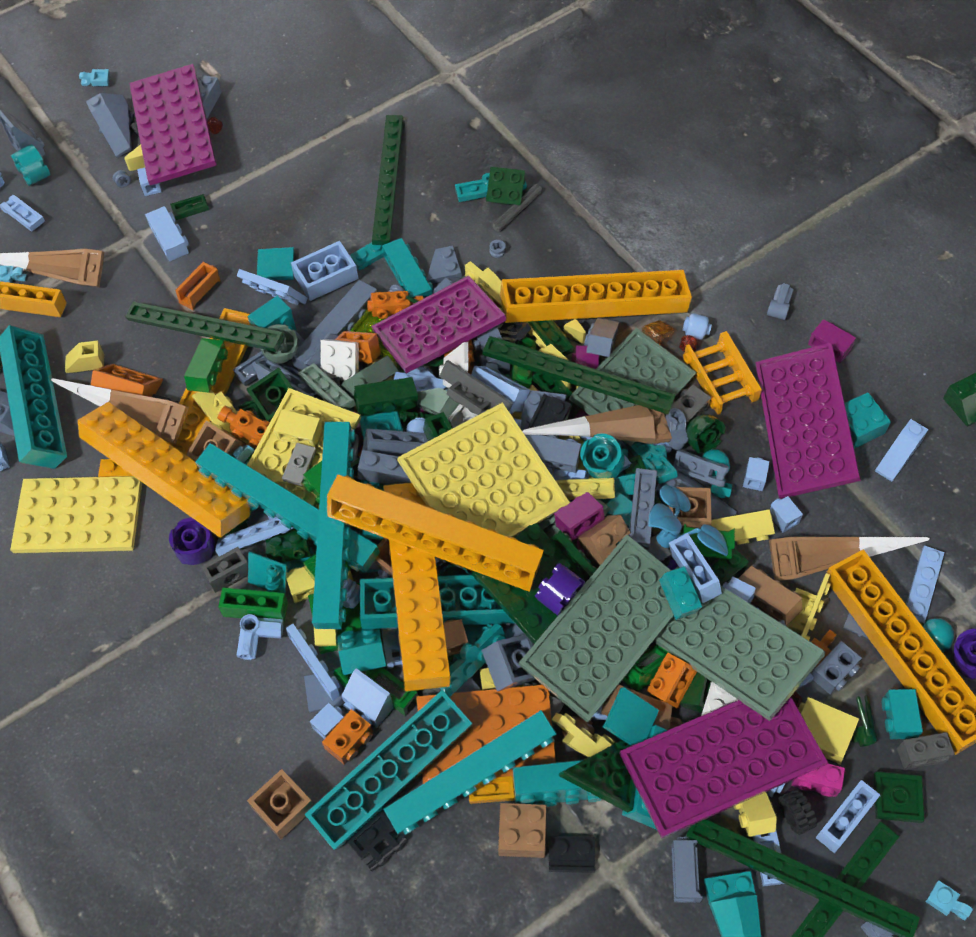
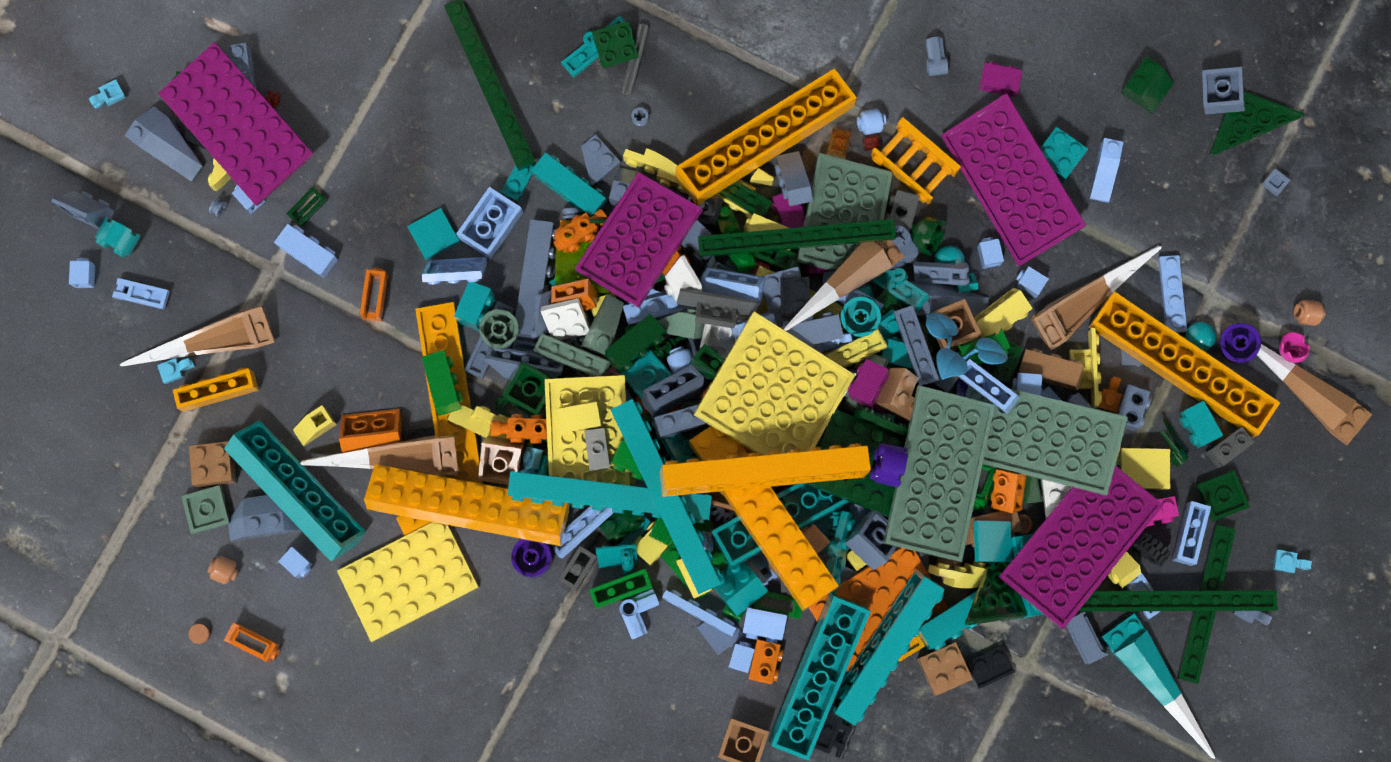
camera: 25 degrees left, 20 degrees up
(206, 326) = (416, 343): dark green plate -> none
(680, 593) = (988, 418): teal brick -> none

